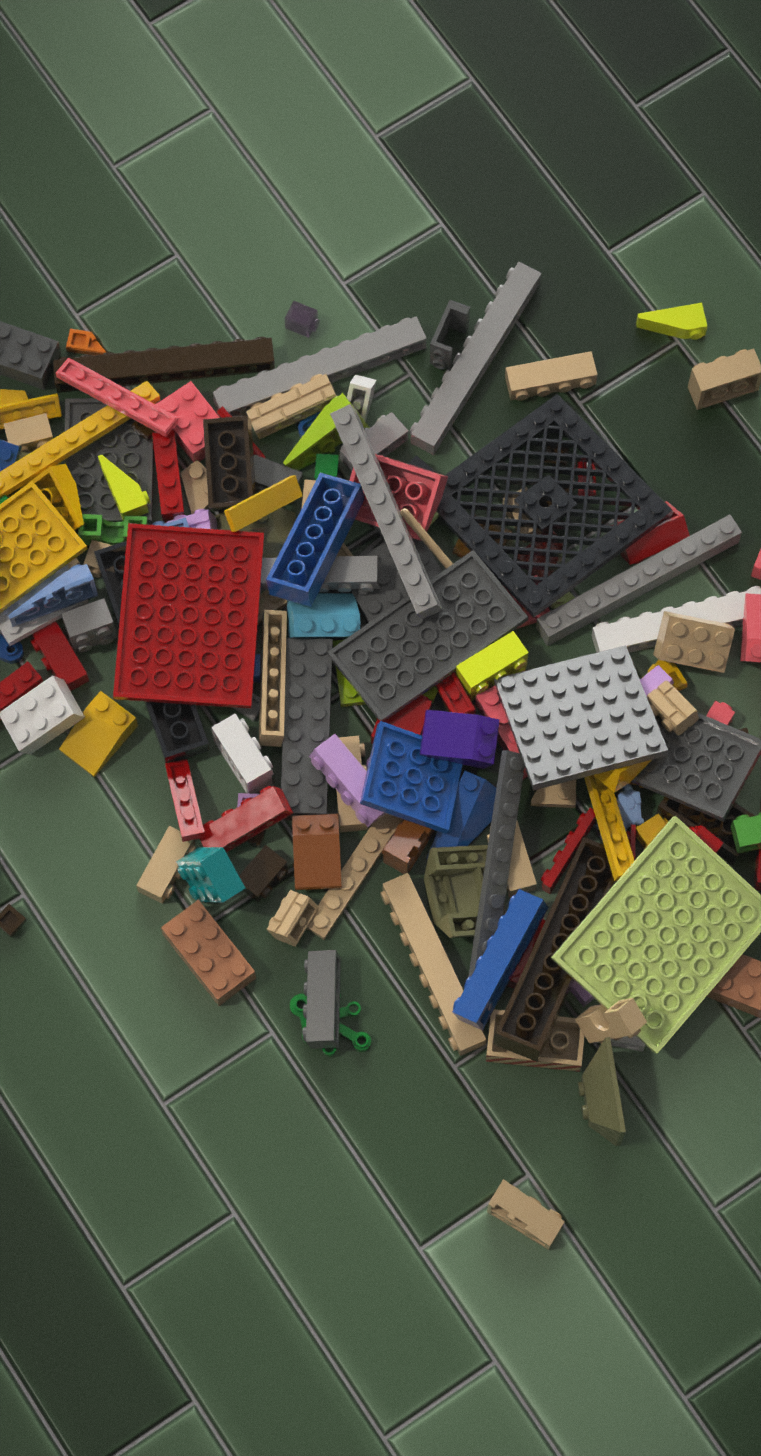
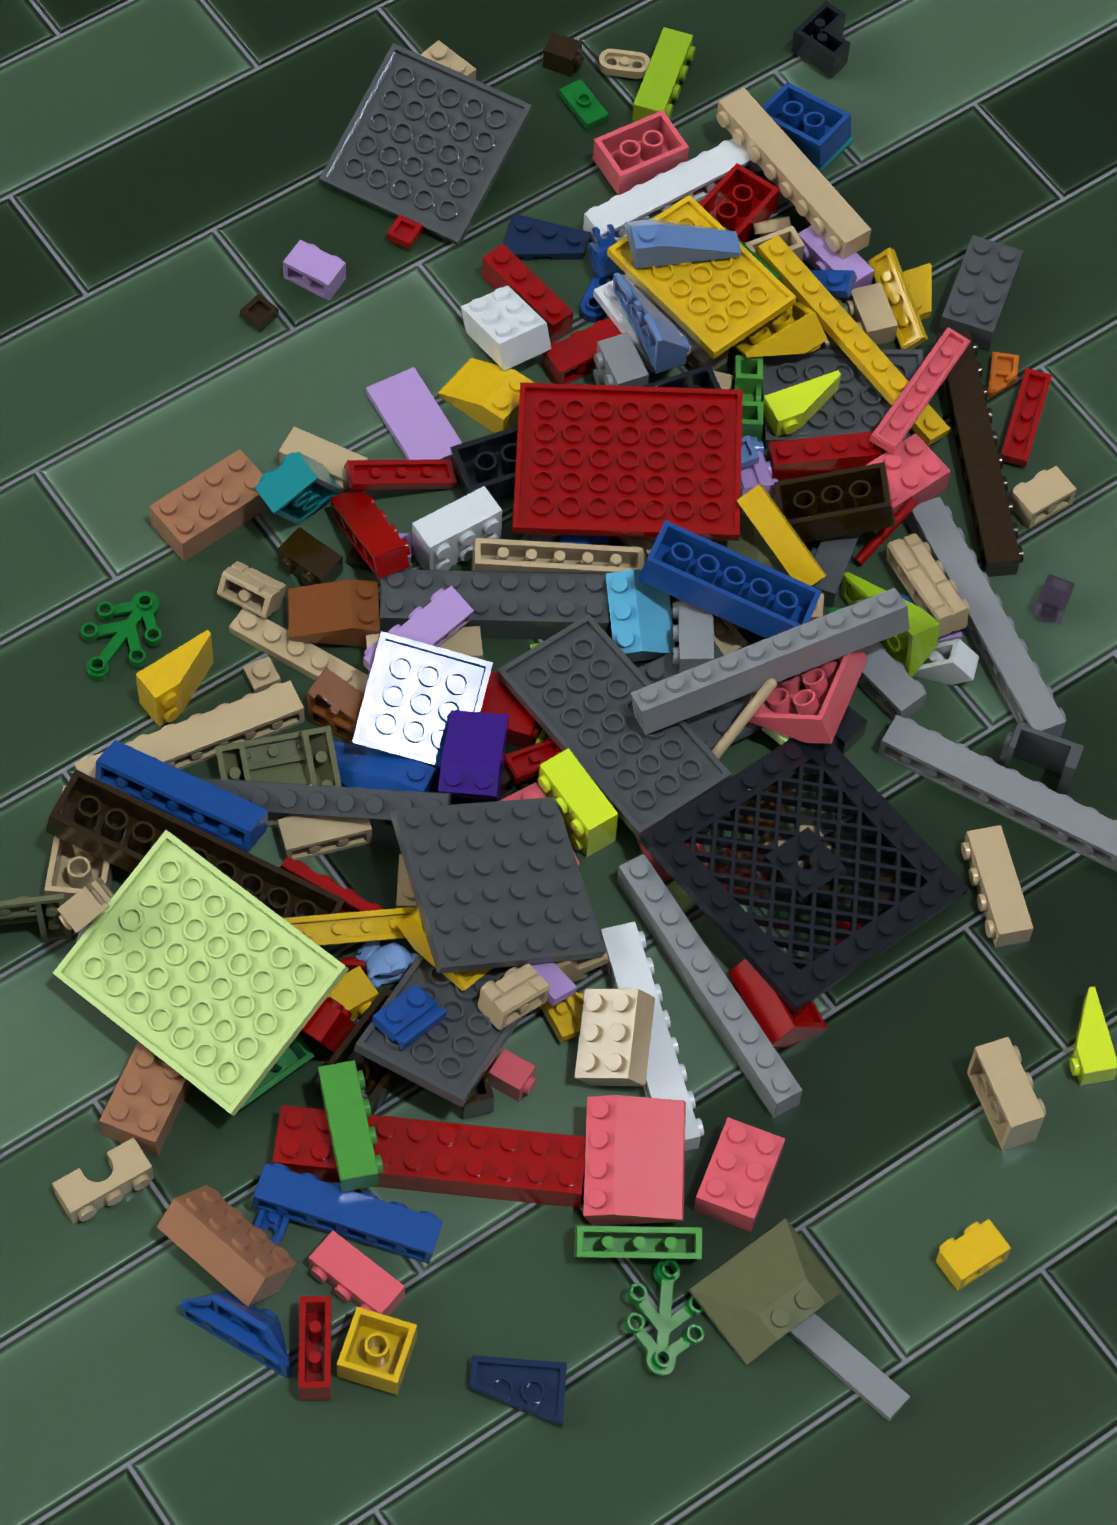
camera: 85 degrees right, 10 degrees down
(121, 793) = (413, 416): none -> lavender tile
(130, 327) = (1025, 417): none -> red plate
(207, 320) = (1042, 496): none -> tan brick
(323, 999) = (144, 615): dark grey brick -> none
(367, 911) = (261, 674): none -> tan plate
(385, 974) = (172, 680): none -> yellow slope
(695, 781) = (409, 1016): none -> blue plate

